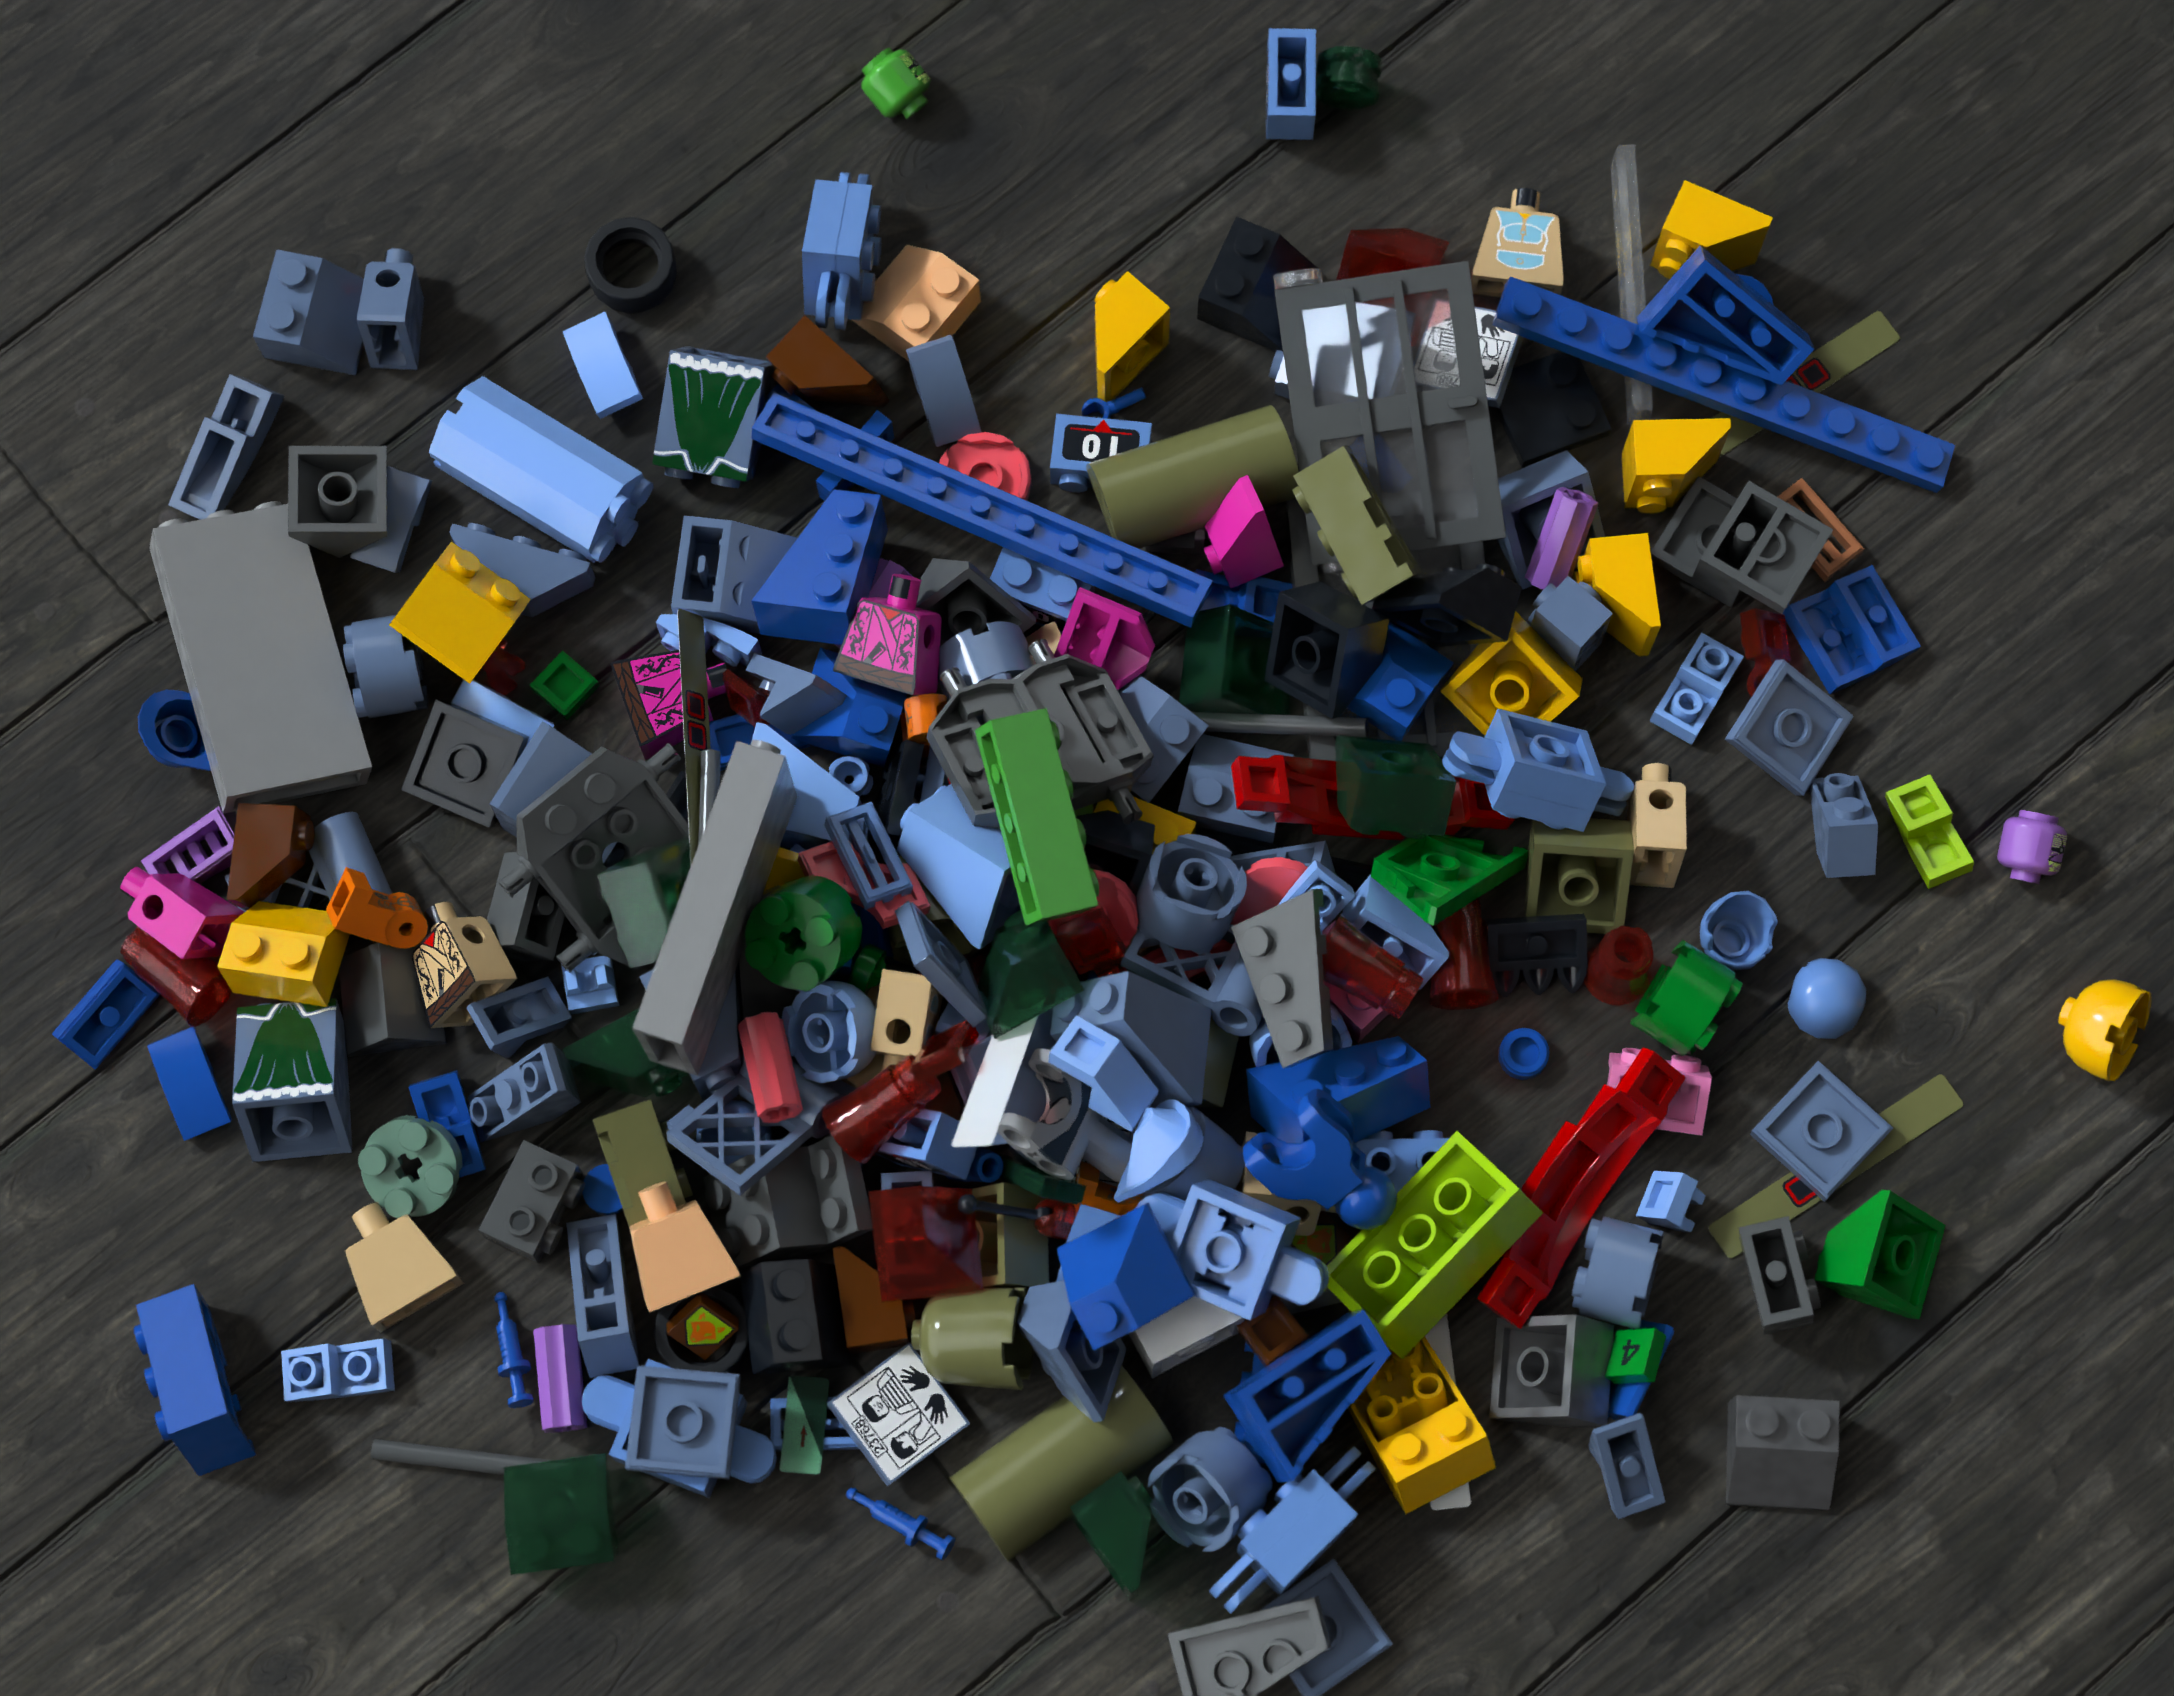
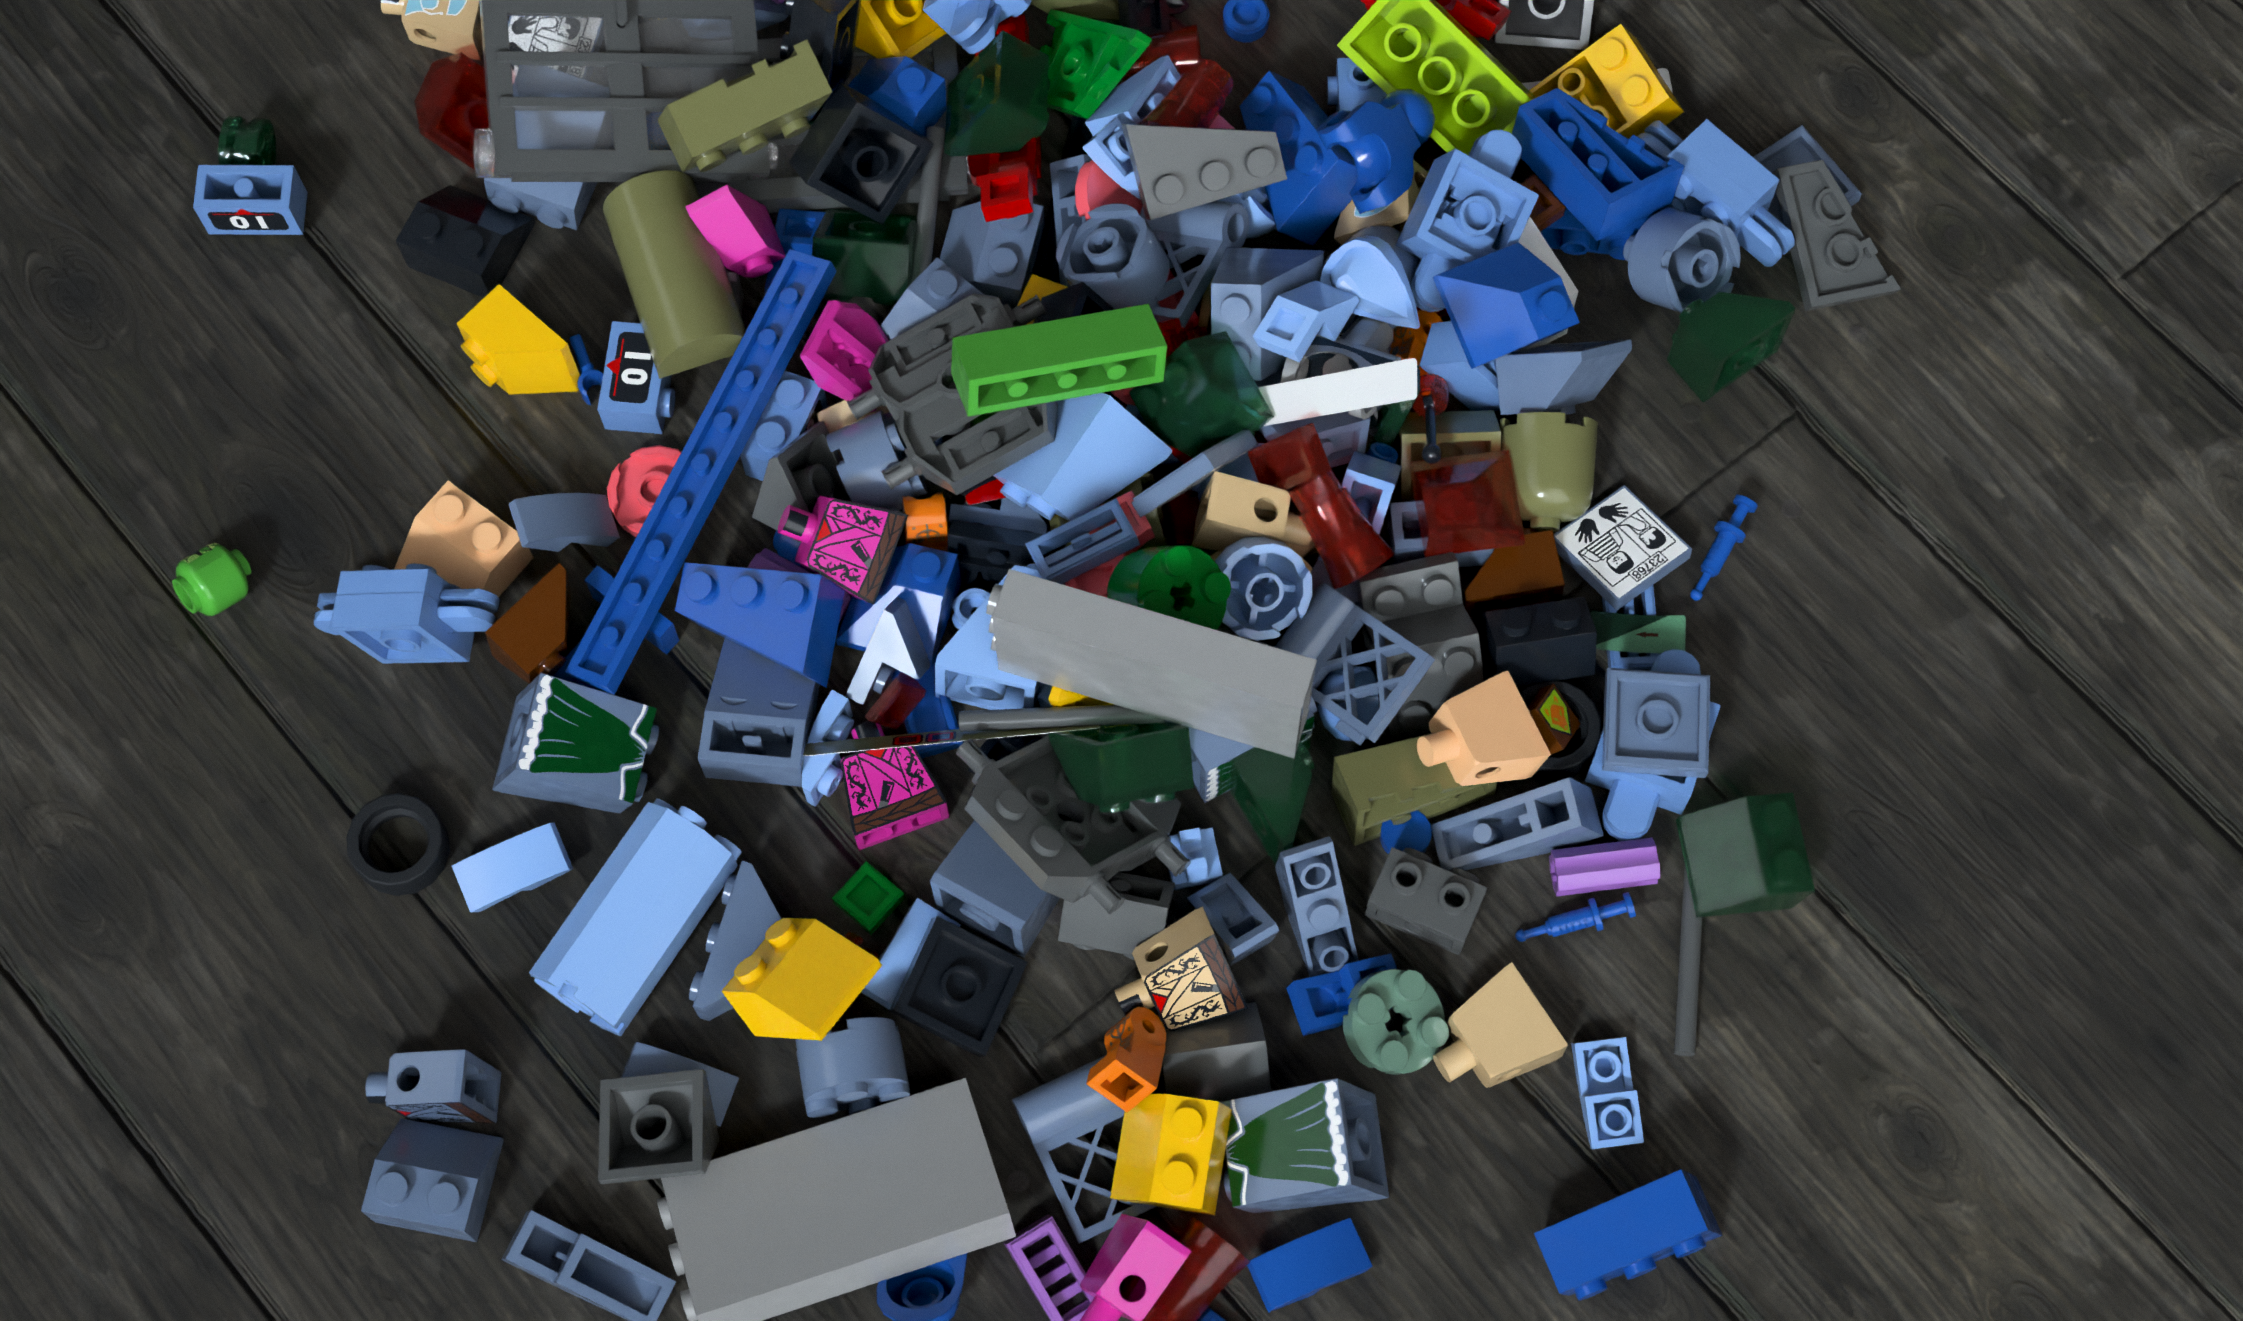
camera: 90 degrees left, 5 degrees down
(266, 850) = (1056, 1183): reddish brown slope -> none
(770, 1067) = (1309, 635): coral axle -> none
(1055, 1460) = (1661, 412): olive brick -> none

